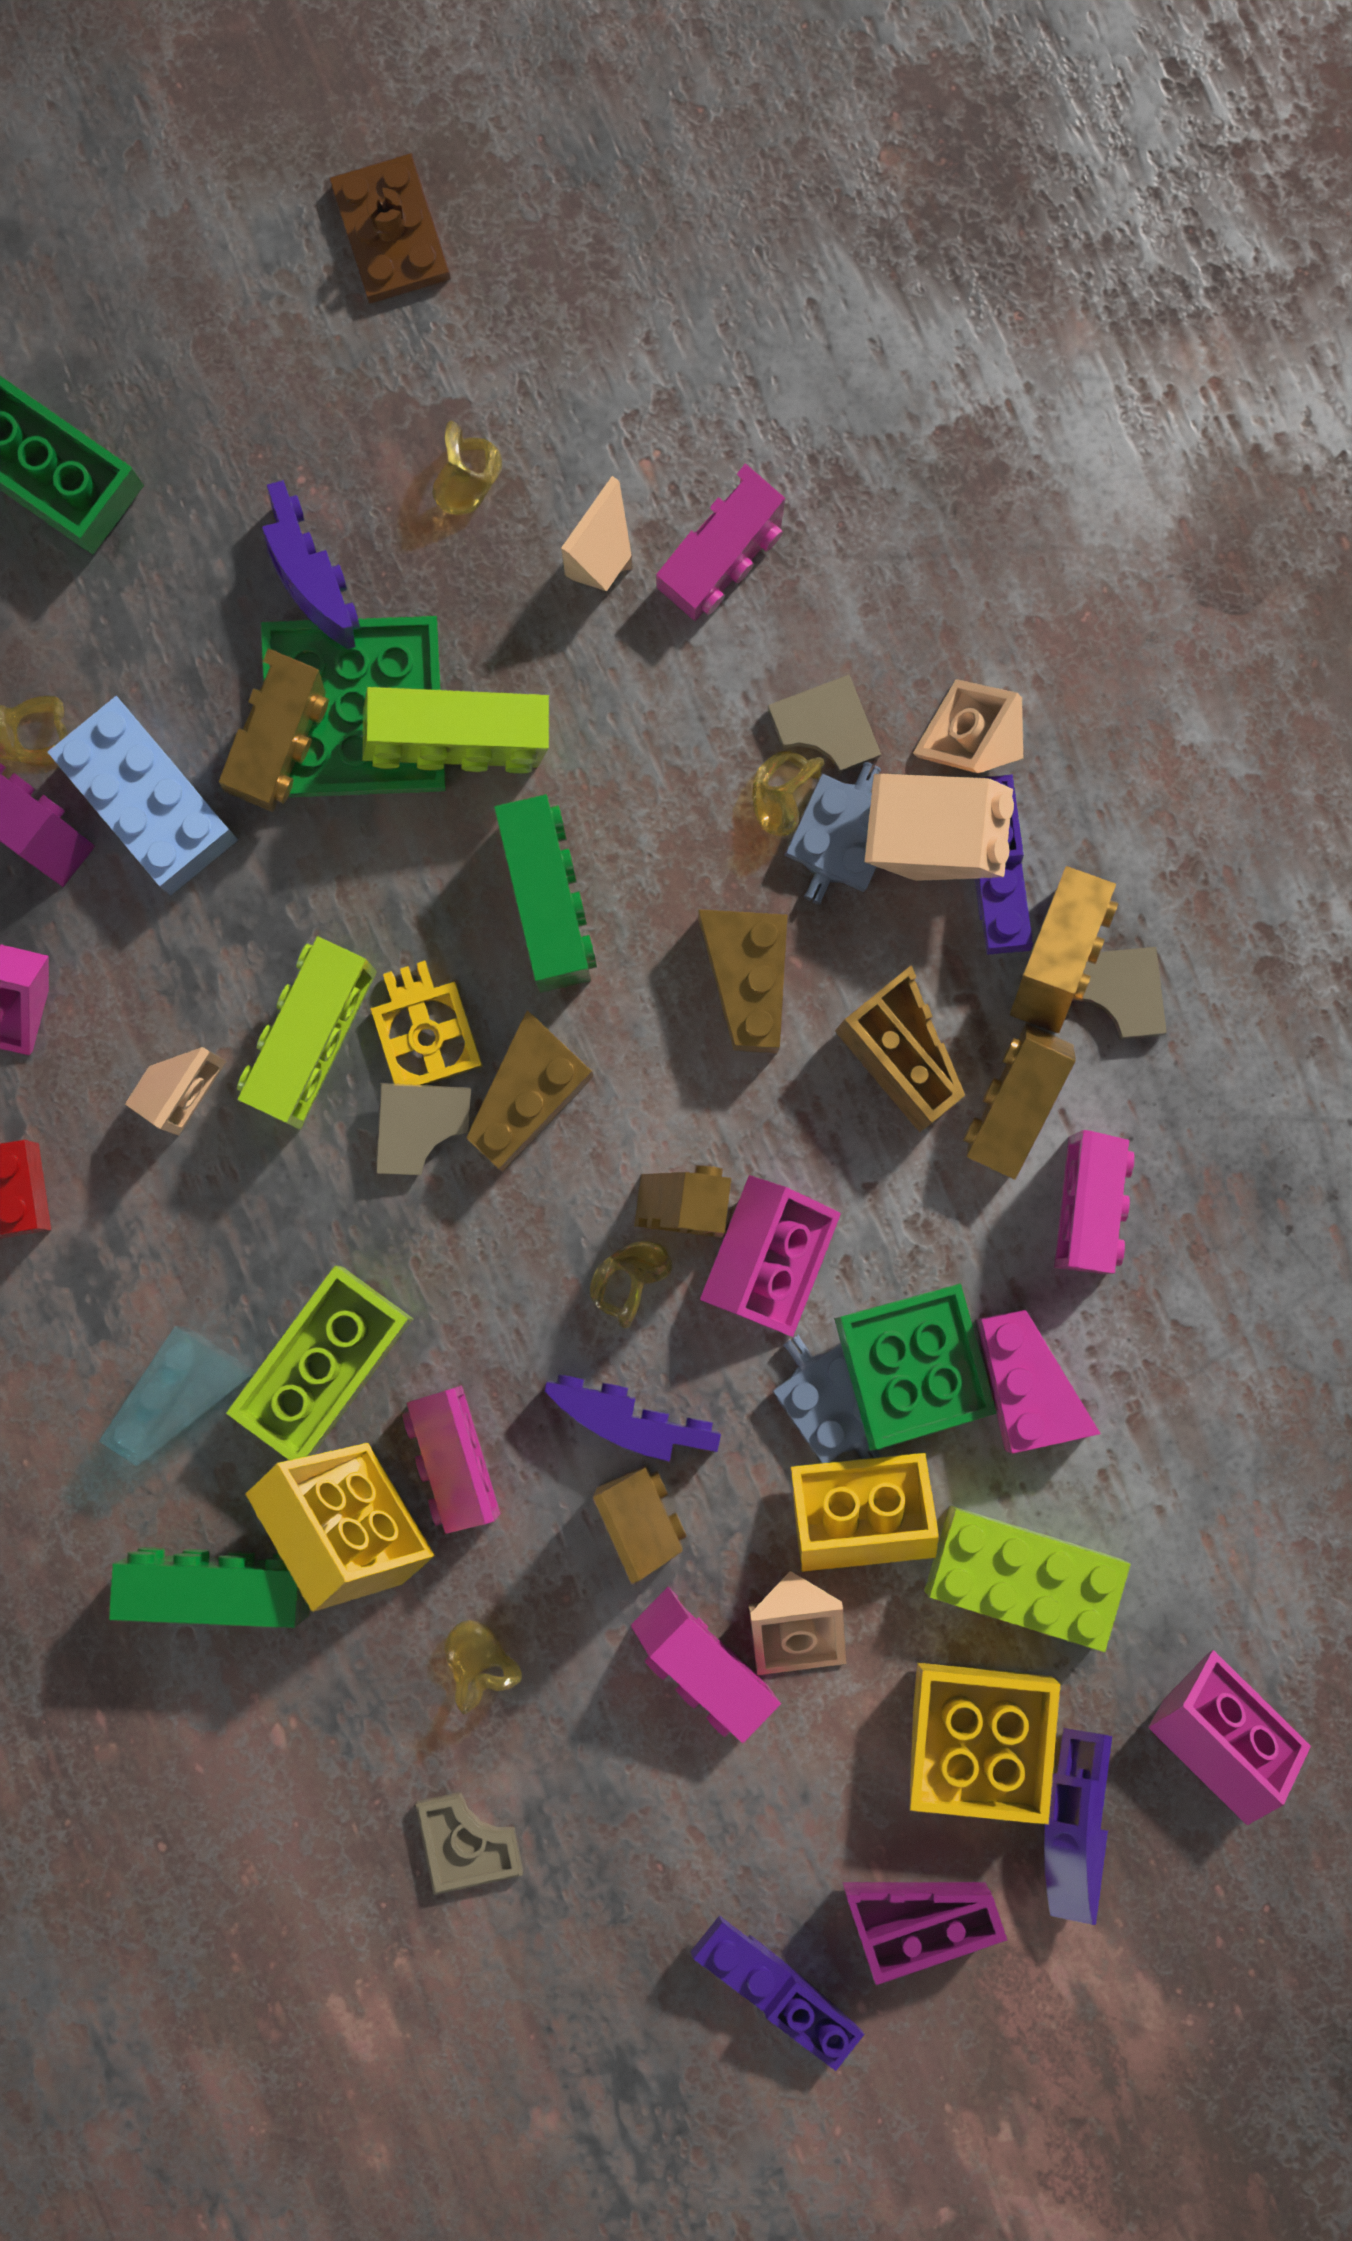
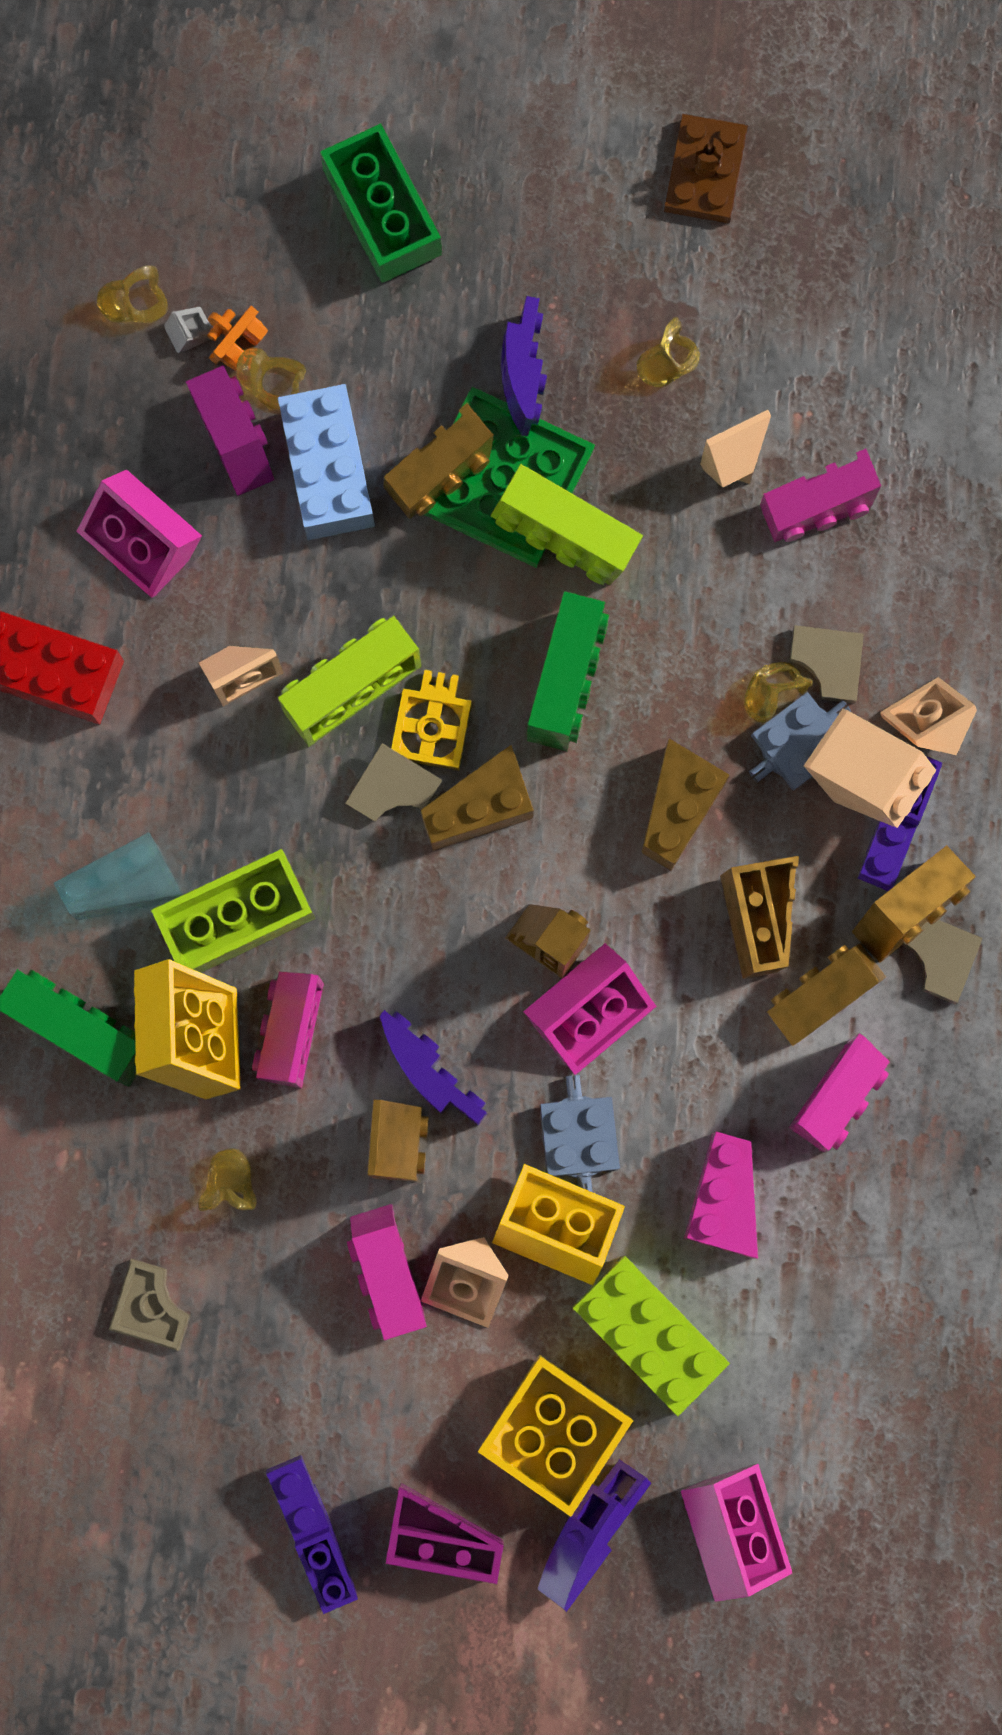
camera: 30 degrees right, 5 degrees down
(644, 1263) = (496, 965): clear yellow piece -> none
(915, 1366) = (651, 1140): green plate -> none

